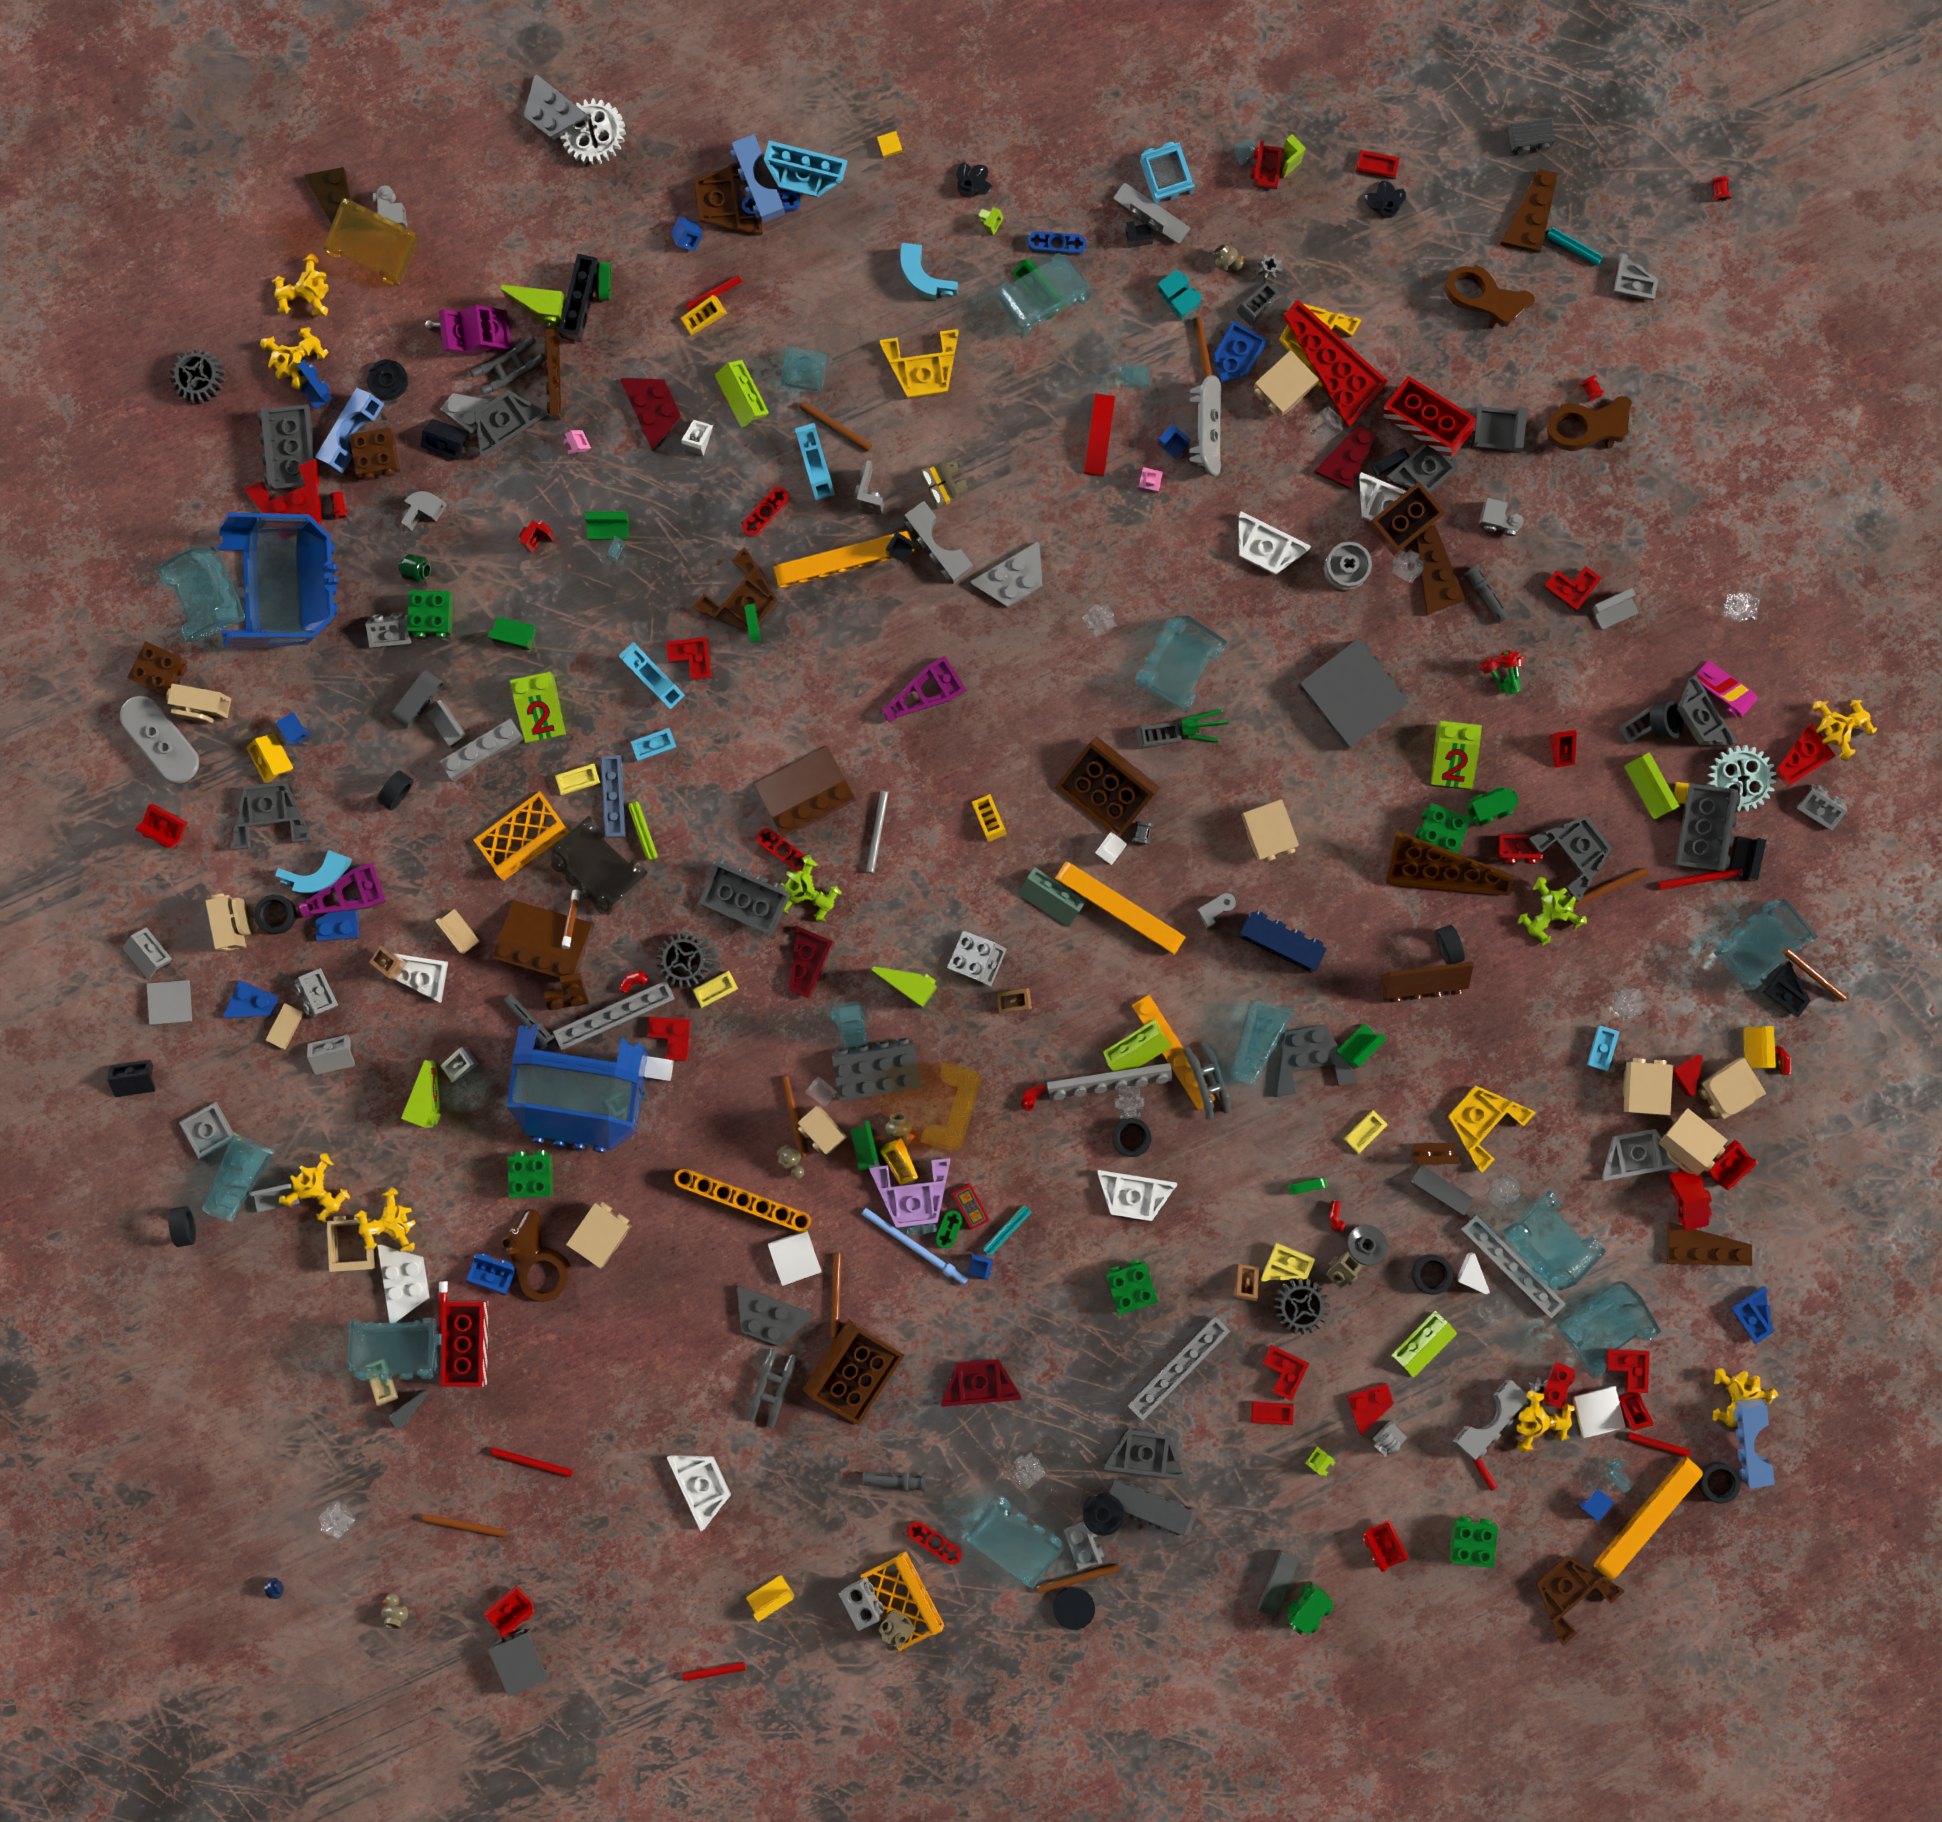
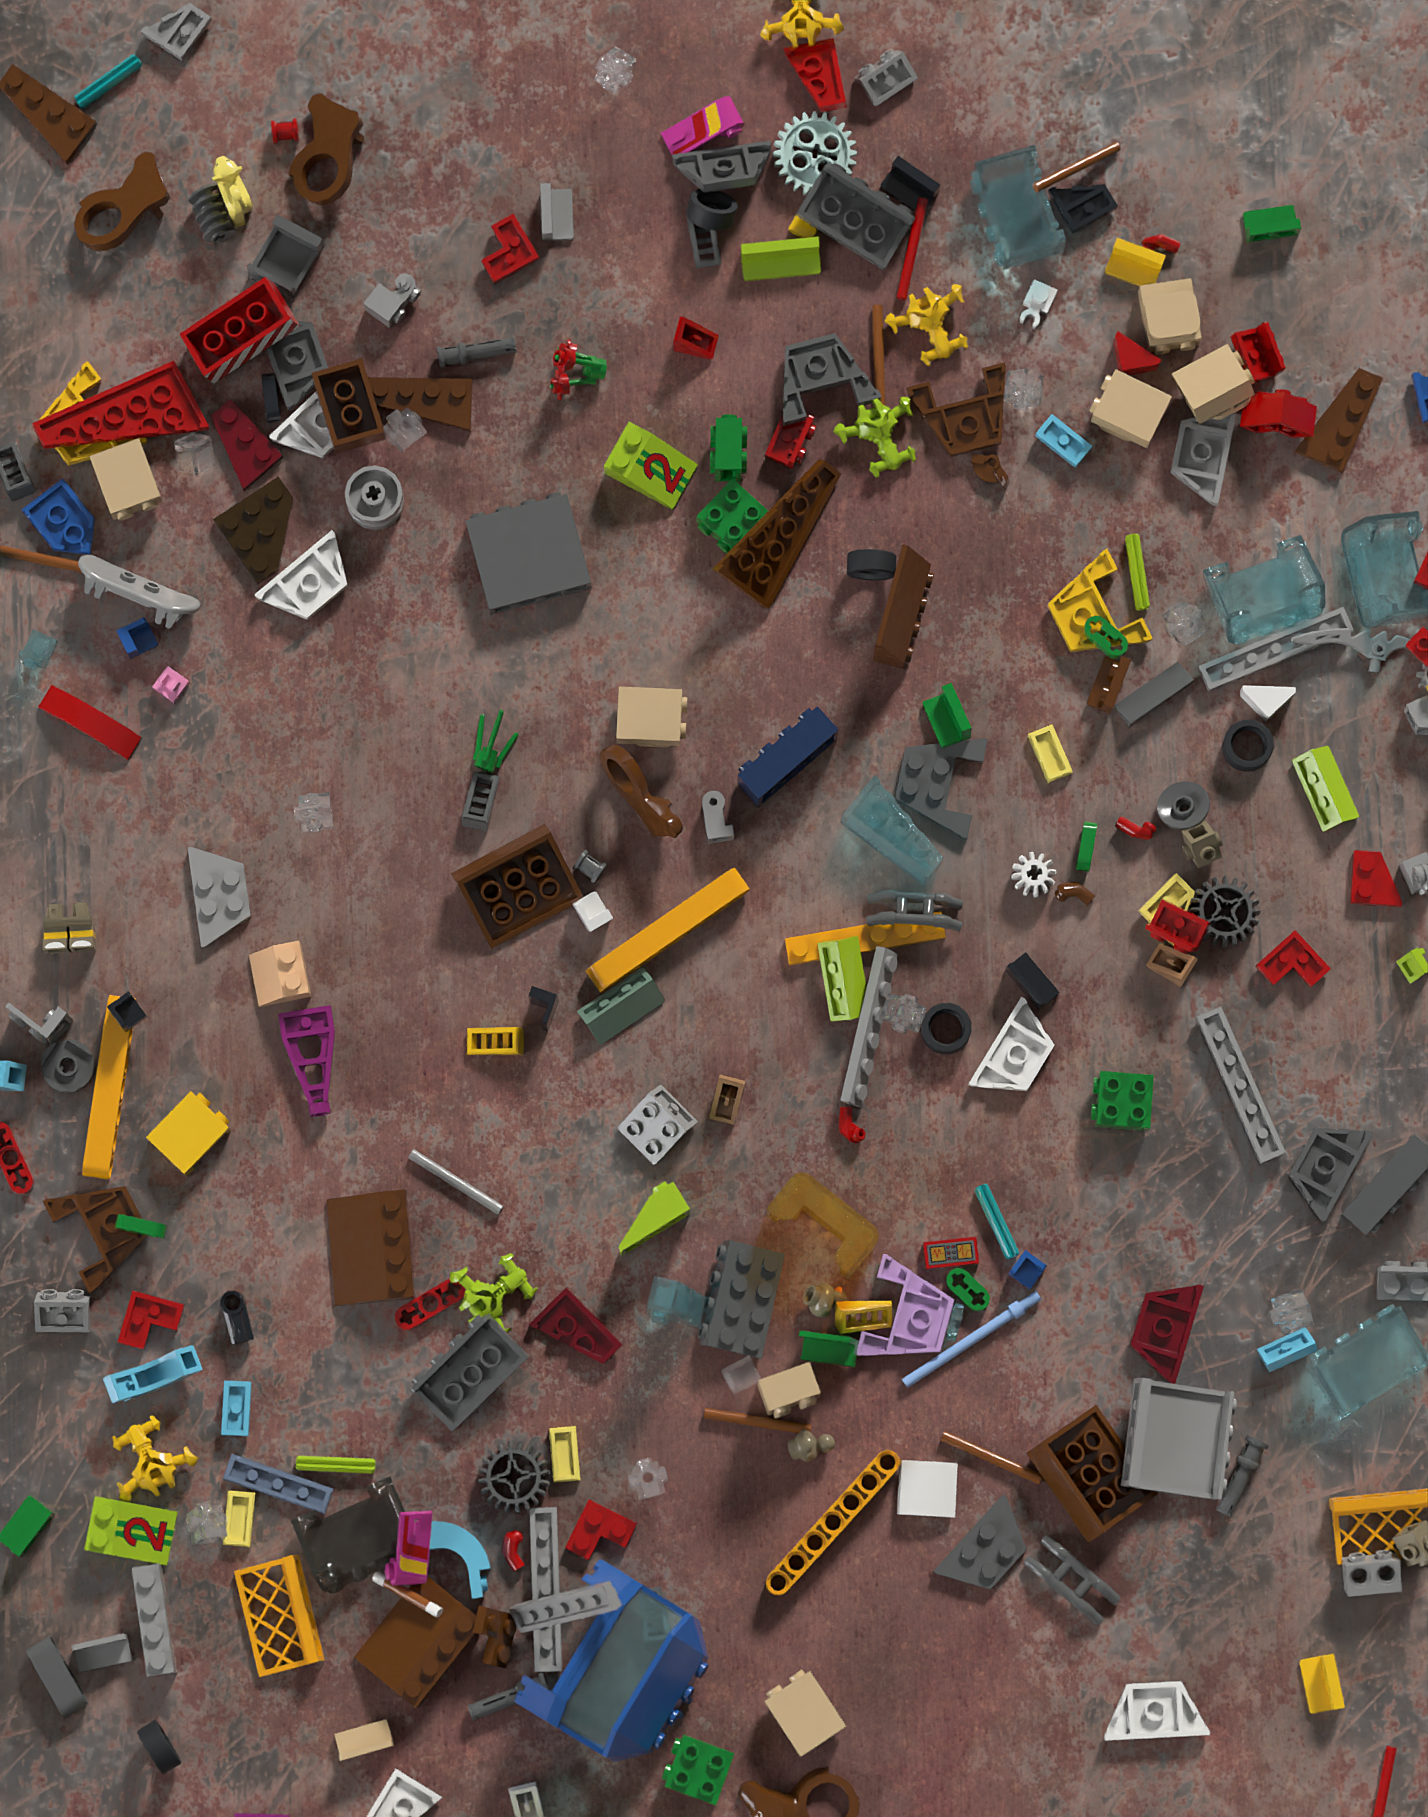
camera: 70 degrees left, 5 degrees down
(563, 757) = (206, 1524): none -> clear brick
(588, 704) = (153, 1466): none -> yellow piece
(599, 1035) = (565, 1607): none -> light grey plate
(601, 909) = (412, 1549): none -> dark pink door
(622, 945) = (457, 1539): none -> medium azure arch
(658, 1068) = (633, 1560): white panel -> none
(672, 594) = (62, 1311): none -> light grey bracket
(713, 1059) = (650, 1489): none -> clear brick
(715, 718) = (237, 1320): none -> black piece
(834, 628) = (189, 1132): none -> yellow panel
(852, 534) = (72, 1080): none -> dark grey plate
(902, 1425) = (1178, 1439): none -> light grey panel
(951, 1546) = (1320, 1476): red beam -> none
(953, 563) = (171, 958): light grey arch -> none
(974, 645) = (280, 974): none -> light nougat slope
(999, 1478) = (1287, 1349): none -> medium azure plate
(1032, 842) = (546, 1000): none -> black panel
(1103, 1514) = (1377, 1241): black tile -> none
(1179, 661) = (402, 740): clear light blue windscreen -> none
(1192, 1185) = (1032, 981): none -> black panel
(1214, 838) = (651, 809): none -> reddish brown animal
(1268, 1162) = (1042, 879): none -> white gear
(1272, 1189) = (1073, 889): none -> reddish brown arm
(1272, 1412) = (1336, 998): red tile -> none
(1274, 1277) = (1178, 927): none -> red bracket
(1290, 494) = (259, 528): none -> dark brown plate
(1473, 1139) = (1109, 632): none -> green beam
(1506, 360) = (209, 214): none -> dark grey piece
(1527, 1142) = (1137, 572): none -> lime axle
(1531, 368) = (232, 190): none -> light yellow animal
(1544, 1340) = (1374, 648): none -> light grey piece
(1558, 1002) = (989, 469): none -> reddish brown piece
(1585, 971) = (966, 423): none -> reddish brown wing
(1655, 910) = (928, 315): none -> yellow piece
(1701, 987) = (1038, 301): none -> white plate
(1834, 1136) = (1271, 223): none -> green panel

